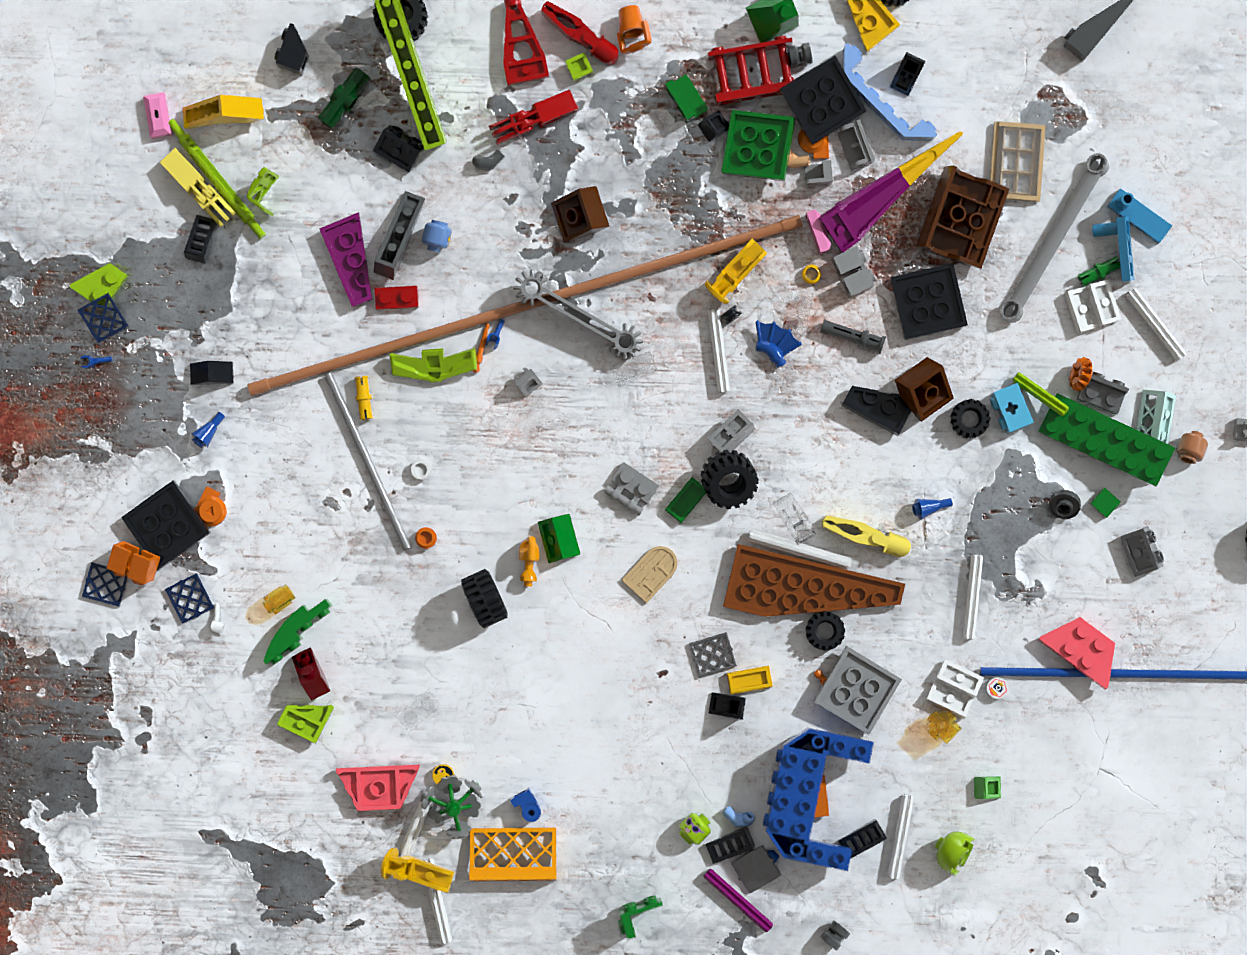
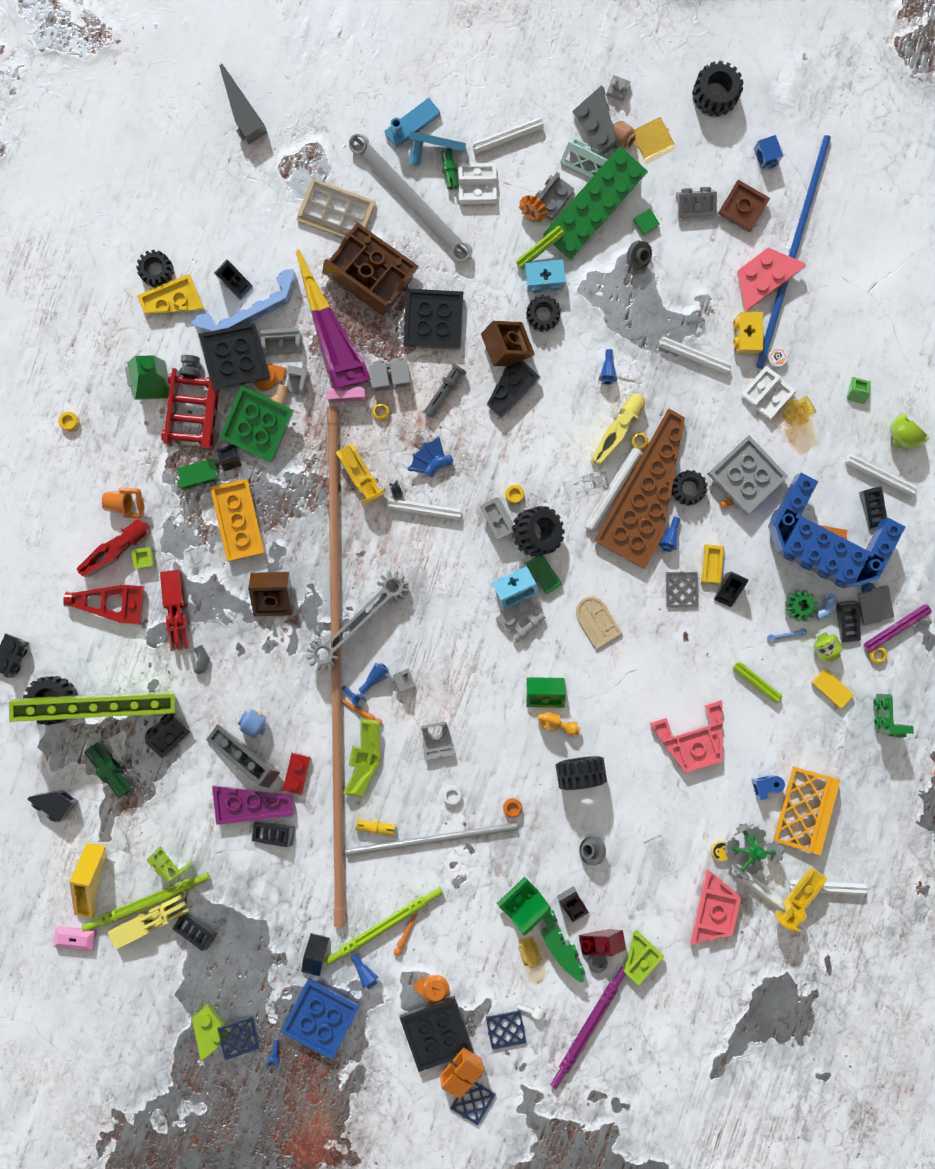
camera: 75 degrees left, 0 degrees up
(147, 398) = (320, 1018): none -> blue plate
(216, 685) = (588, 1028): none -> magenta axle
(250, 461) = (401, 943): none -> orange piece
(261, 436) = (383, 926): none -> lime axle
(287, 675) = (597, 963): none -> dark grey tile
(327, 578) = (524, 906): none -> green bracket
(334, 306) = (283, 840): none -> black slope
(341, 631) = (572, 904): none -> black slope
(404, 635) = (592, 850): none -> dark grey plate
(468, 440) = (437, 746): none -> light grey piece
(526, 352) = (378, 673): none -> blue cone
(546, 716) = (696, 747): none -> coral wing
(635, 763) = (757, 682): none -> lime axle
(649, 155) = (237, 520): none -> light orange plate
(652, 847) = (832, 688): none -> yellow tile
(661, 473) = (515, 587): none -> medium azure brick
(699, 894) = (871, 656): none -> yellow piece
(704, 798) = (771, 638): none -> medium blue hinge
(737, 792) = (796, 610): none -> green gear
(761, 625) = (670, 539): none -> blue cone
(763, 444) = (514, 494): none -> yellow tile
(868, 563) = (633, 441): none -> yellow piece
(1026, 648) = (754, 325): none -> yellow brick
(1154, 604) = (744, 205): none -> copper plate
(1198, 415) = (596, 120): none -> dark grey wing
(1201, 483) = (653, 138): none -> clear yellow piece
(1221, 614) = (768, 152): none -> blue brick

